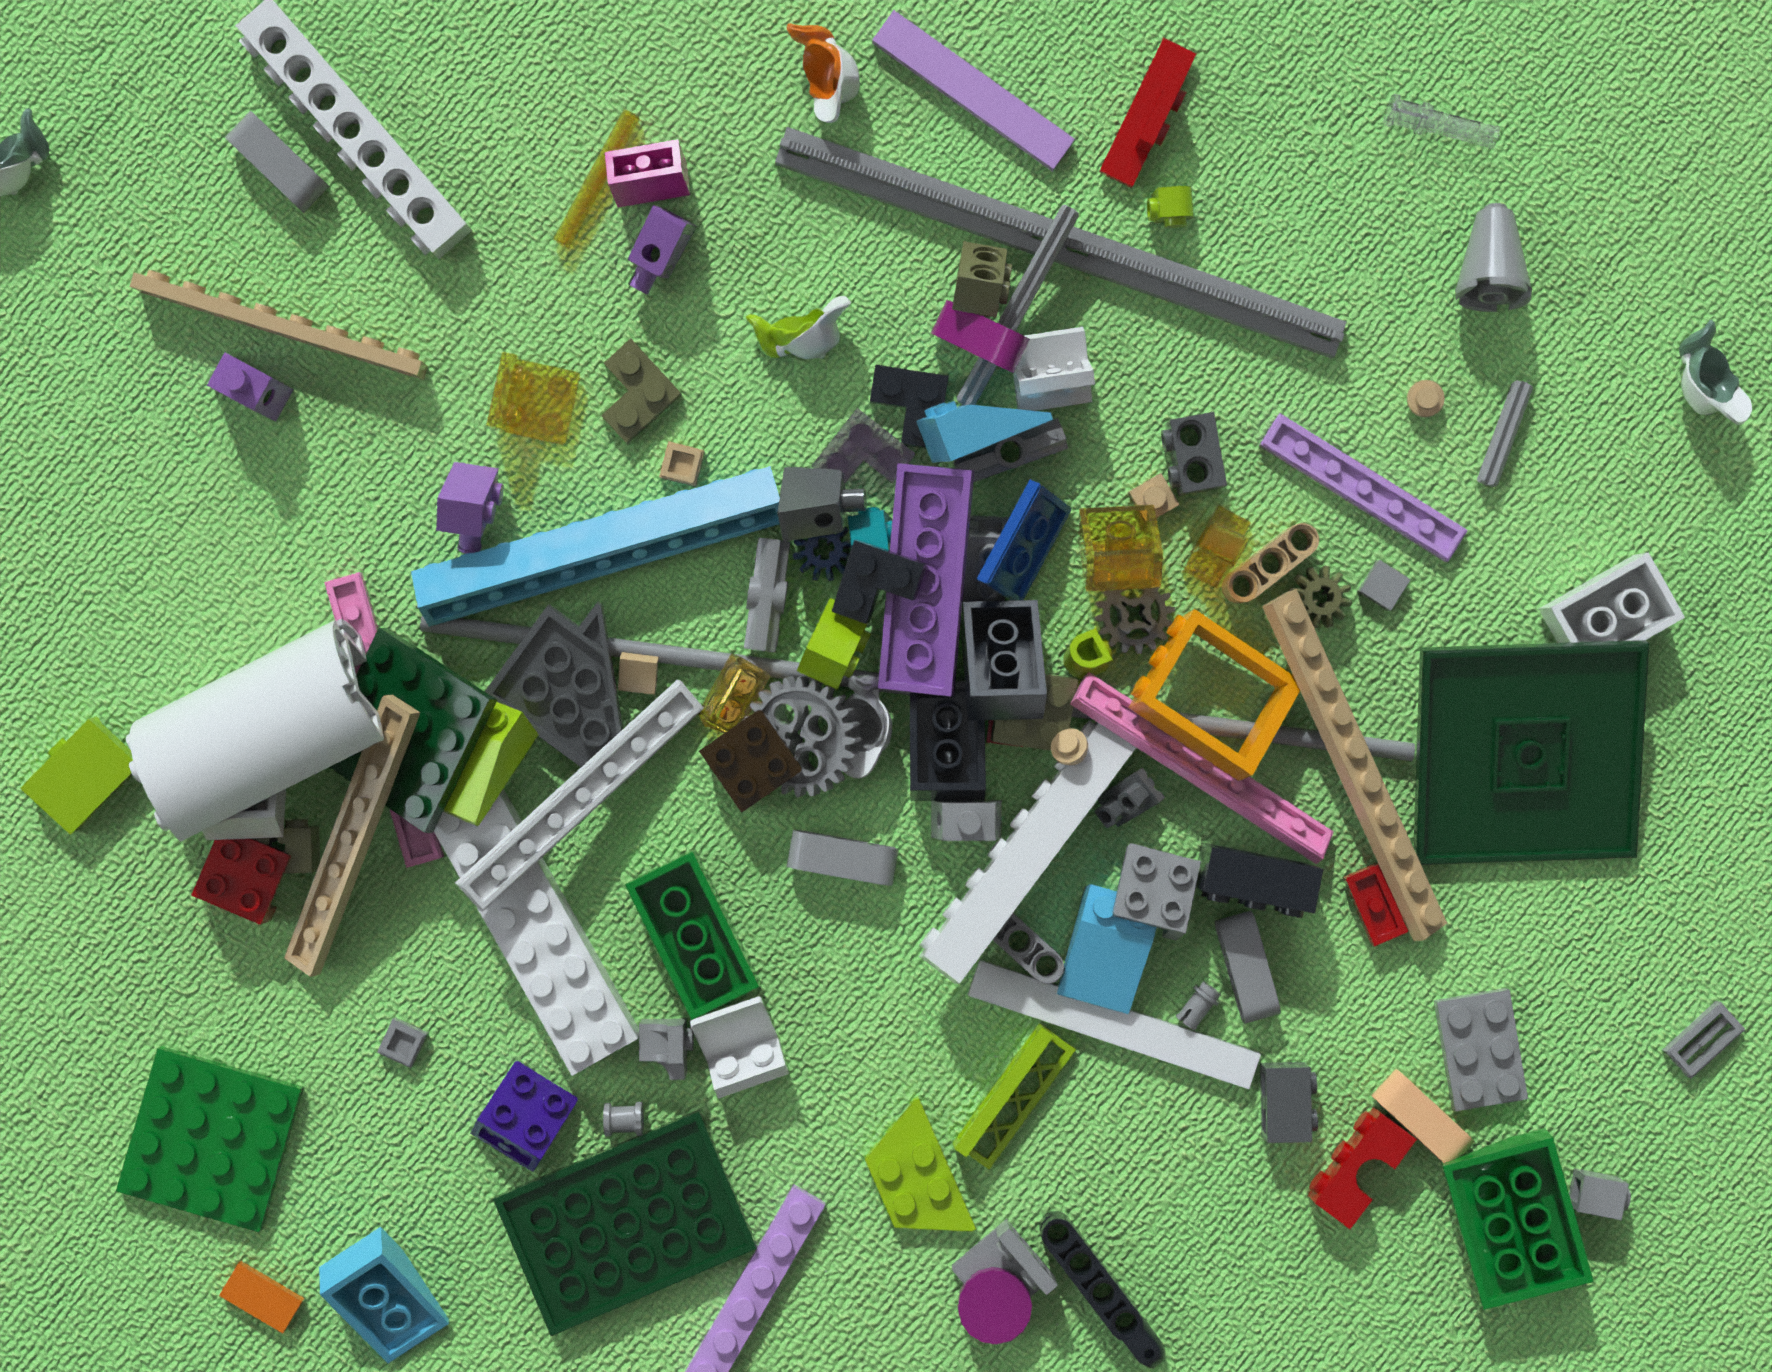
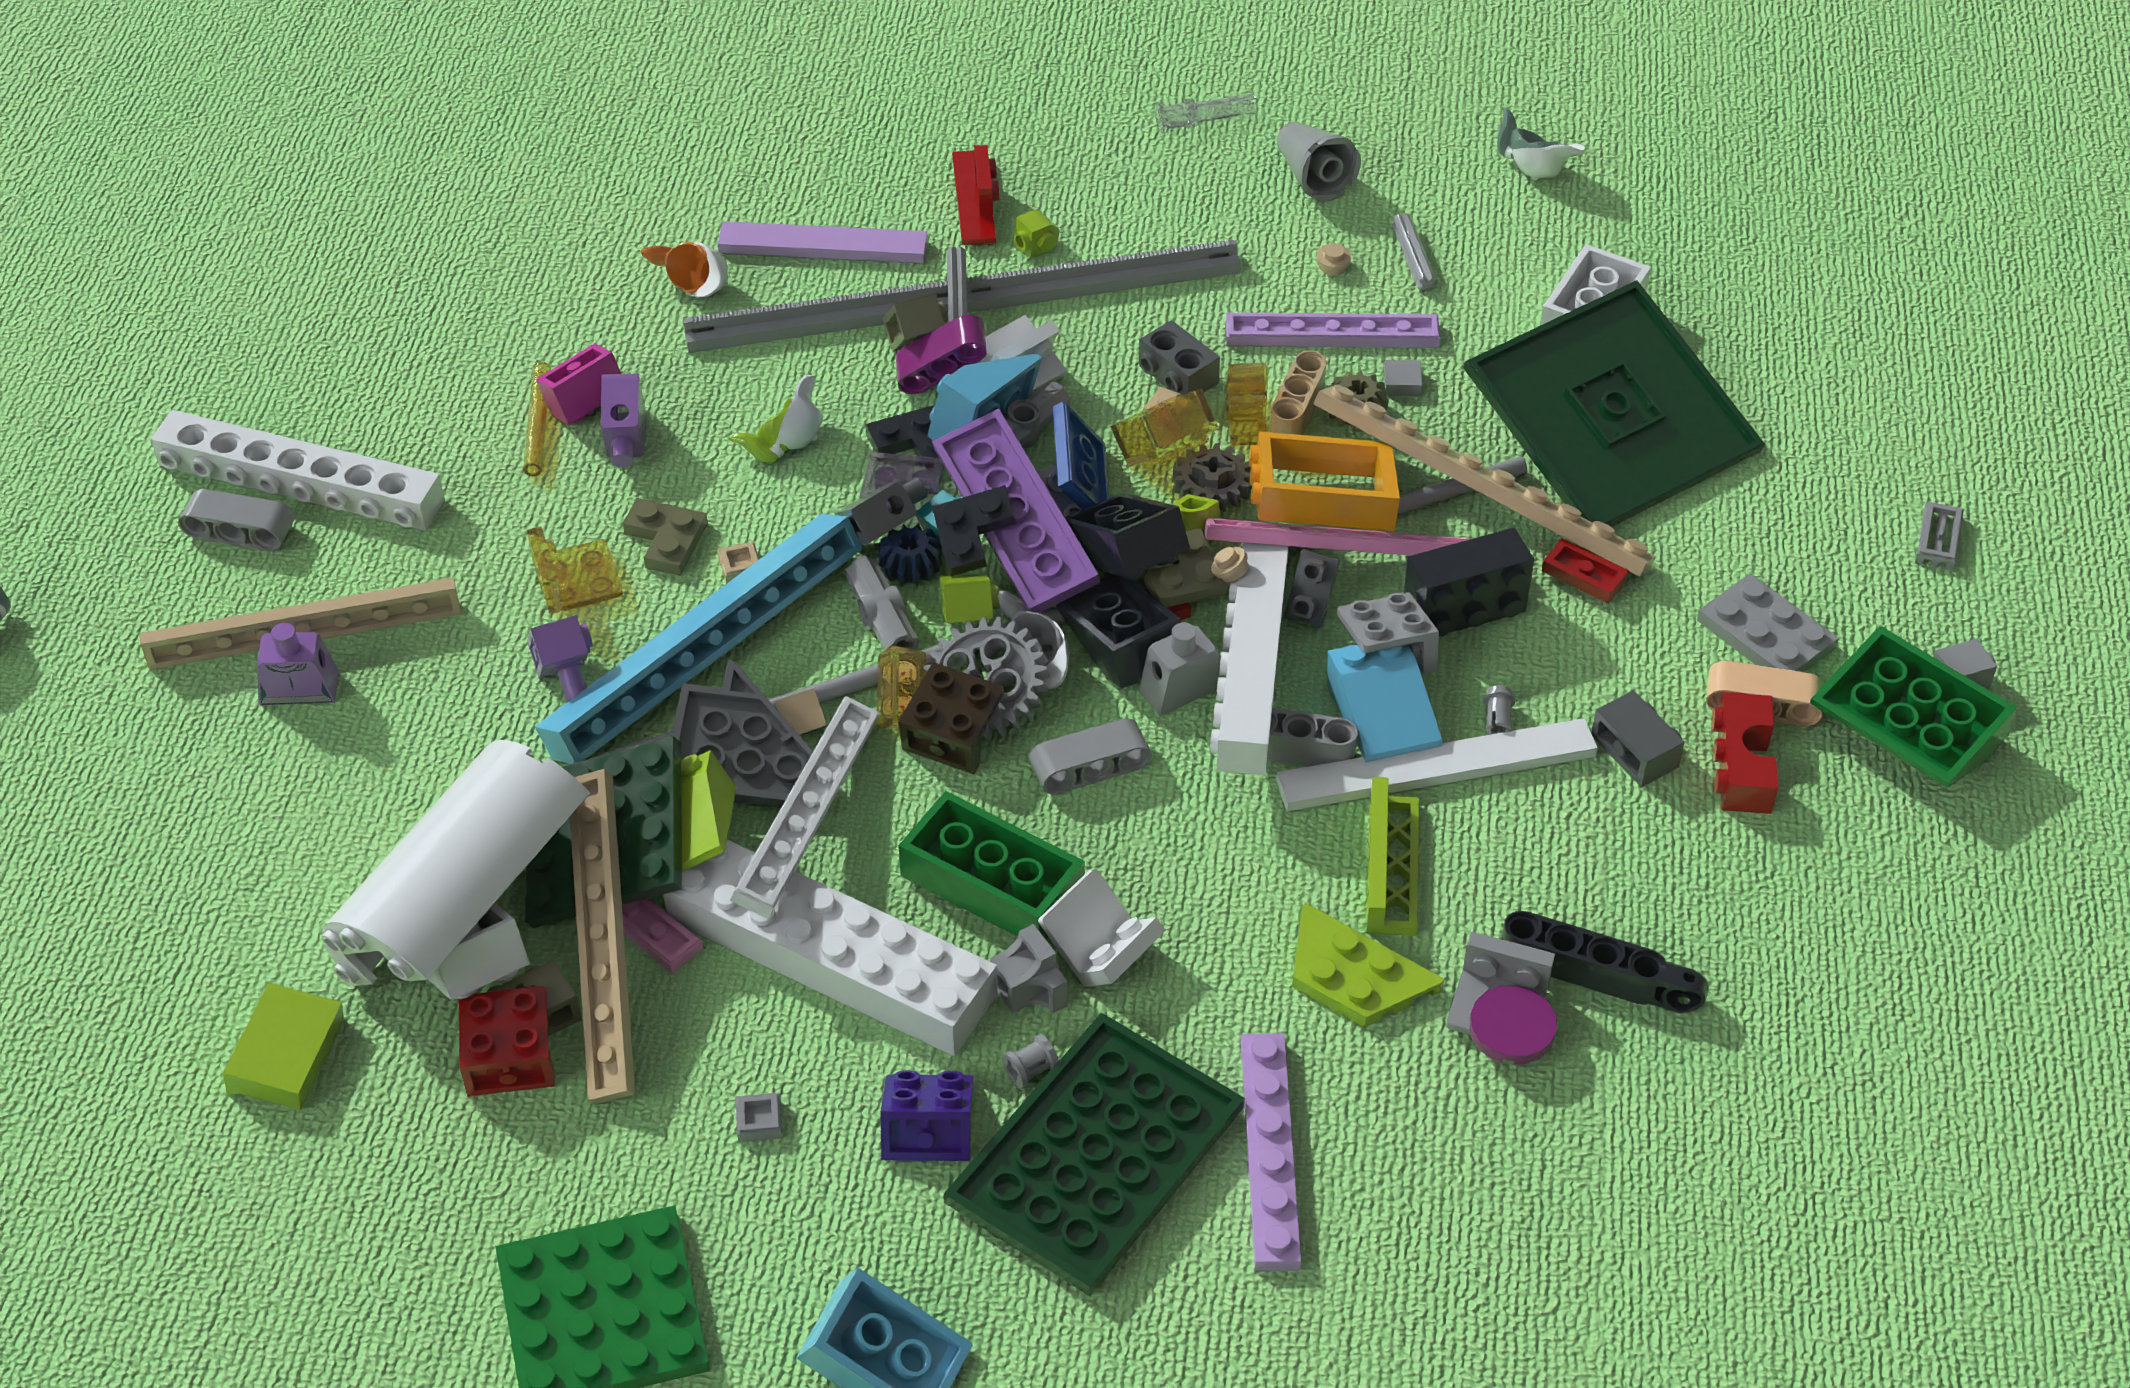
camera: 30 degrees left, 40 degrees down
(1247, 967) = (1517, 662): light grey beam -> none

